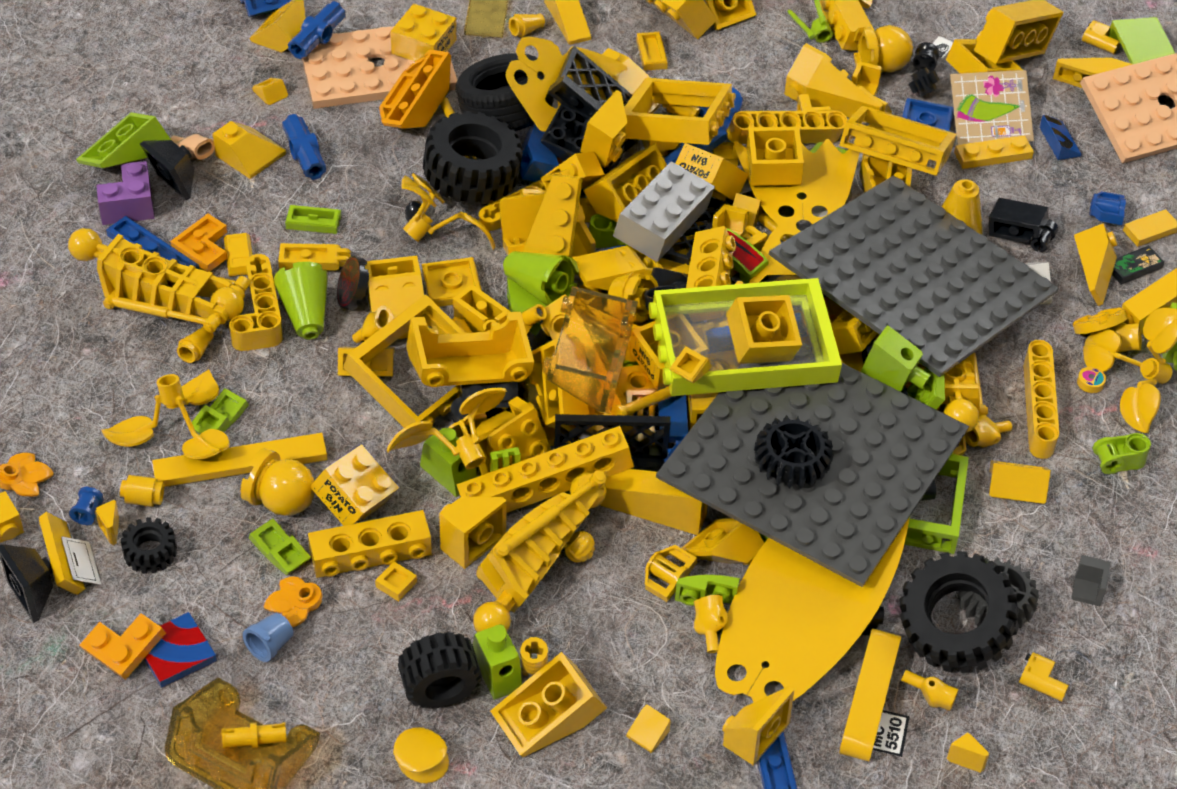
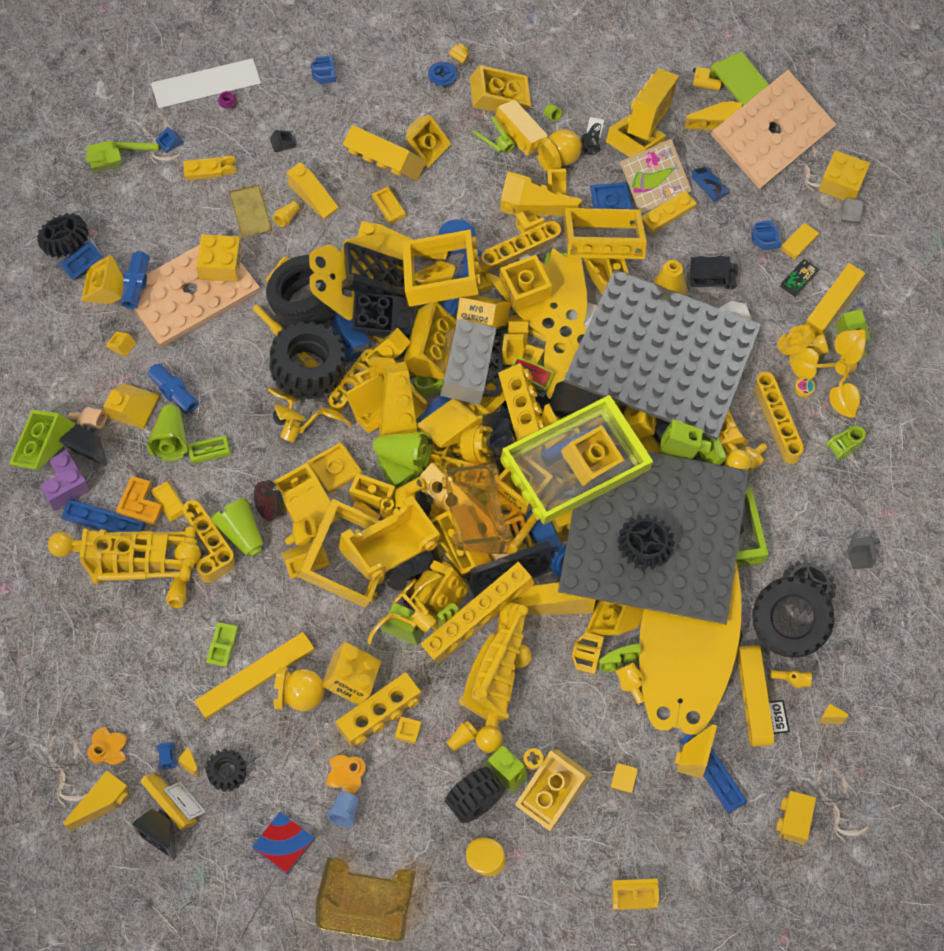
camera: 20 degrees left, 15 degrees up
(126, 651) = (252, 860): light orange plate -> none
(142, 491) = (200, 728): yellow brick -> none
(196, 392) = (197, 631): yellow plant -> none
(254, 735) = (370, 888): yellow pin -> none
(270, 187) = (168, 435): none -> lime cone
(278, 547) = (316, 736): lime slope -> none
(328, 255) = (226, 484): yellow hinge -> none
(418, 92) = (236, 312): light orange wedge -> none
(459, 608) = (464, 734): none -> yellow cone
(472, 527) = (443, 674): yellow slope -> none
(606, 131) = (403, 309): yellow slope -> none
(690, 365) = (554, 504): yellow slope -> none
(896, 14) = (549, 109): none -> lime piece
(923, 82) = (598, 167): black gear -> none
(1019, 481) = (787, 489): yellow panel -> none
(1037, 676) = (853, 638): yellow piece -> none
(1097, 258) = (775, 285): yellow slope -> none

